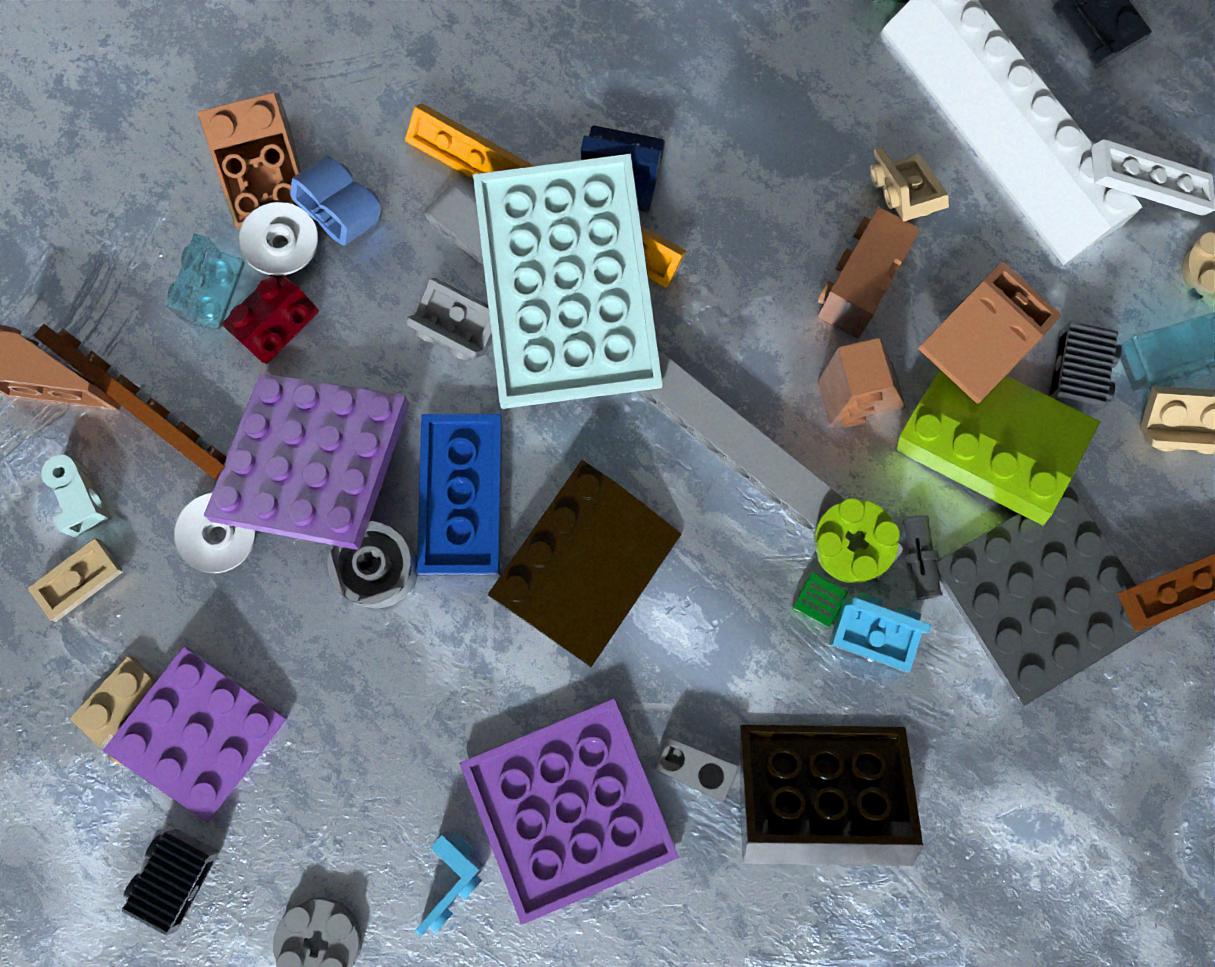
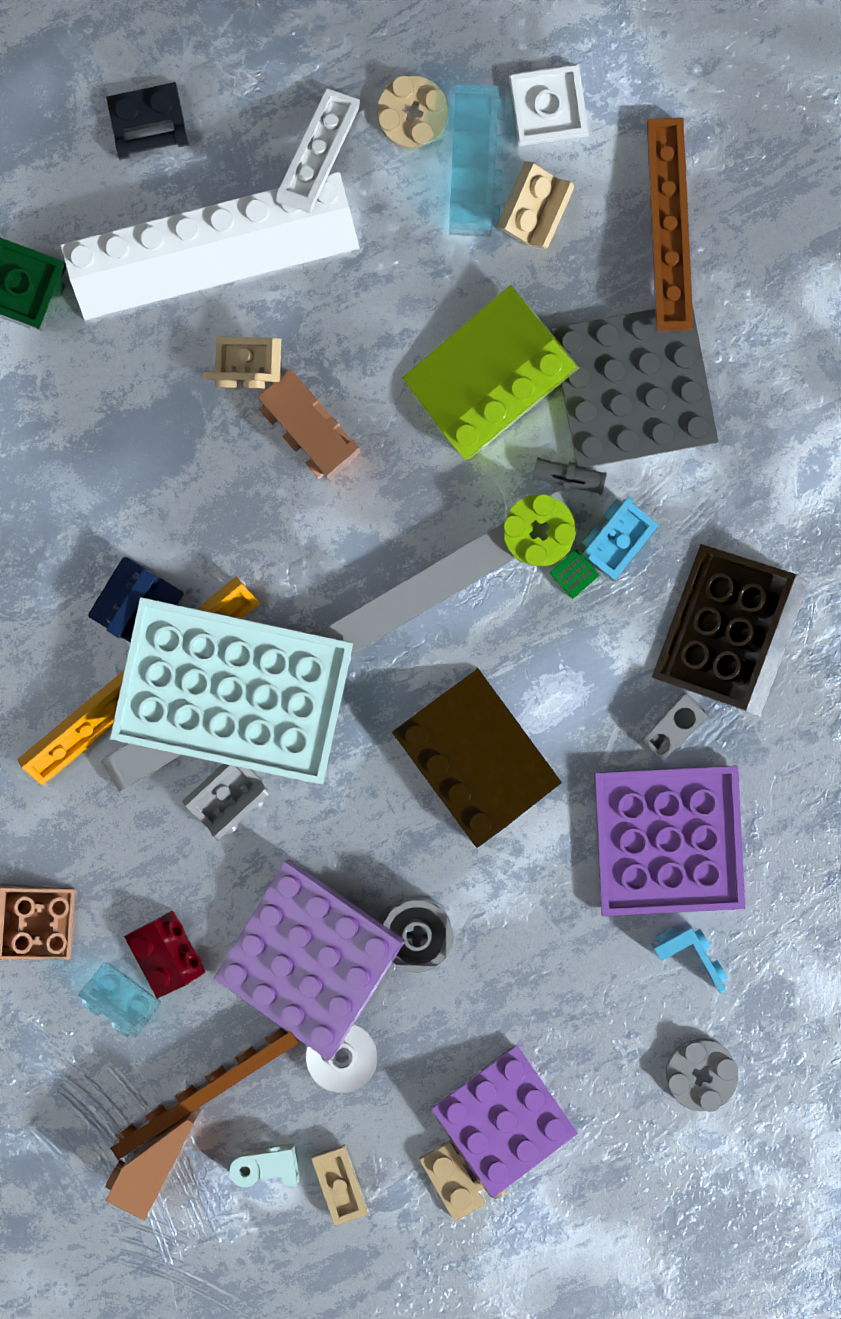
camera: 70 degrees left, 10 degrees up
(169, 880) = (613, 1176): black brick -> none
(273, 224) = (80, 925): white dish -> none
(335, 200) = (81, 864): medium blue brick -> none
(460, 494) = (379, 842): blue plate -> none
(860, 384) = (410, 470): nougat wedge -> none
(989, 332) = (403, 348): nougat slope -> none
(1084, 367) = (458, 274): black brick -> none

